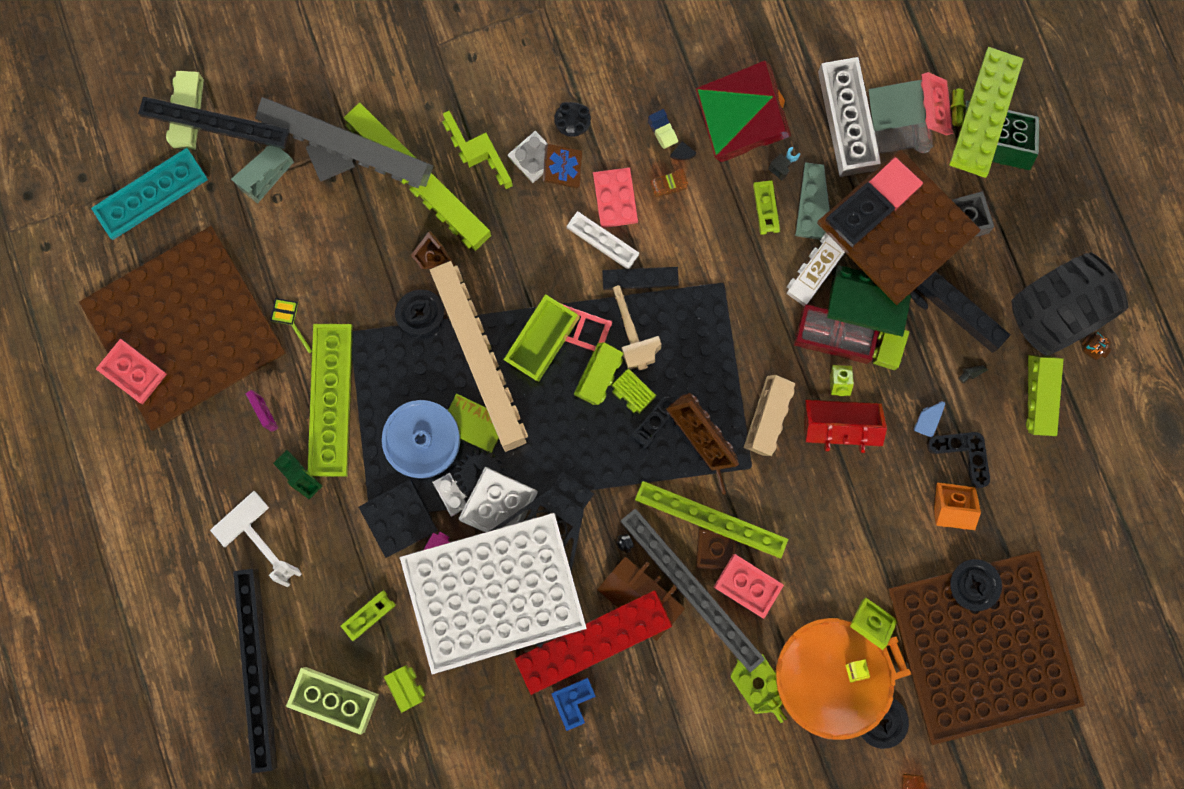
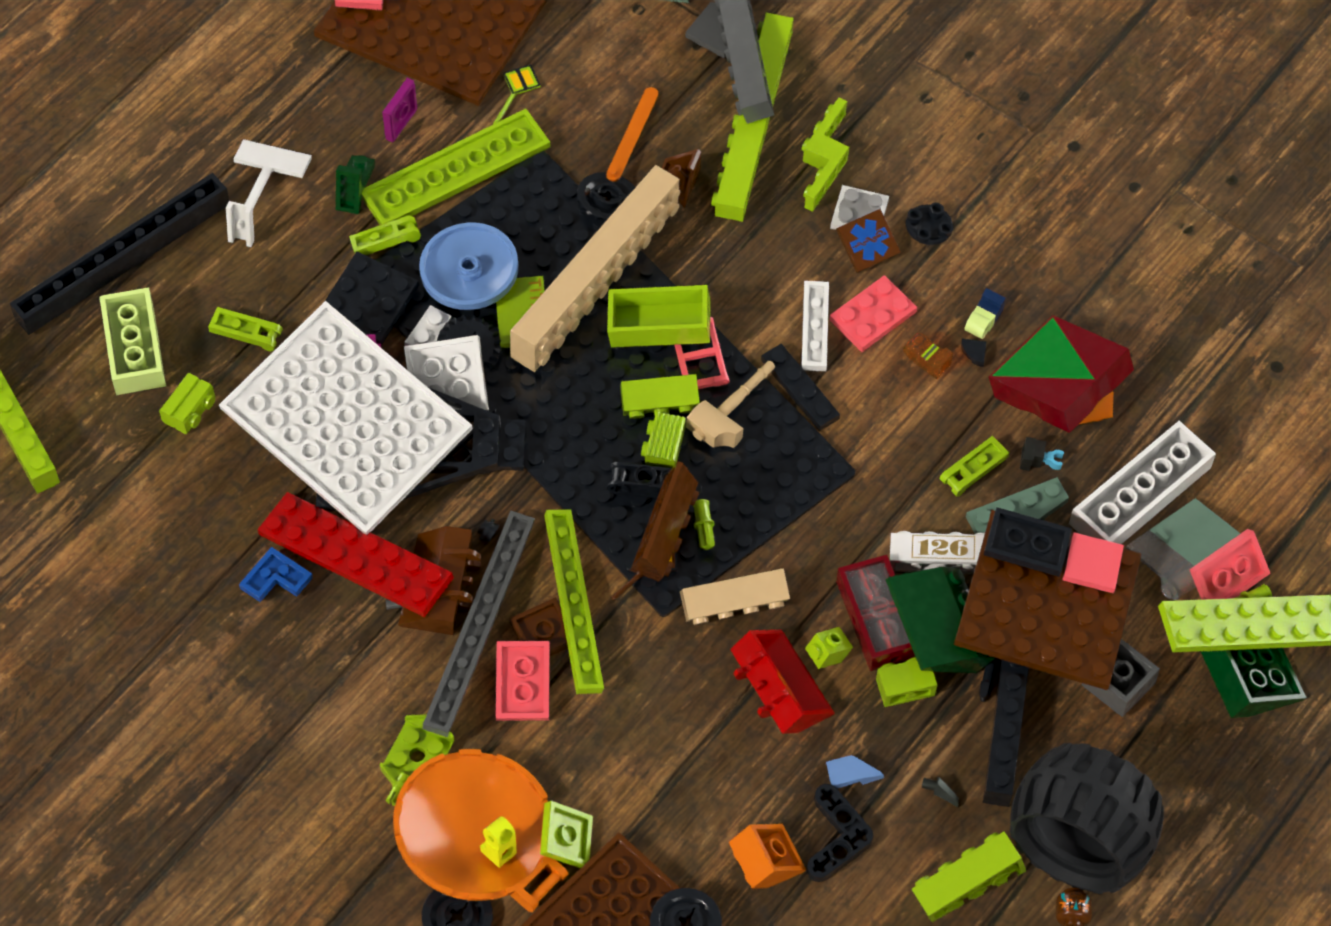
camera: 55 degrees right, 20 degrees down
(355, 479) = (386, 235): none -> lime plate
(378, 265) = (632, 134): none -> orange piece
(710, 404) = (704, 524): none -> lime axle

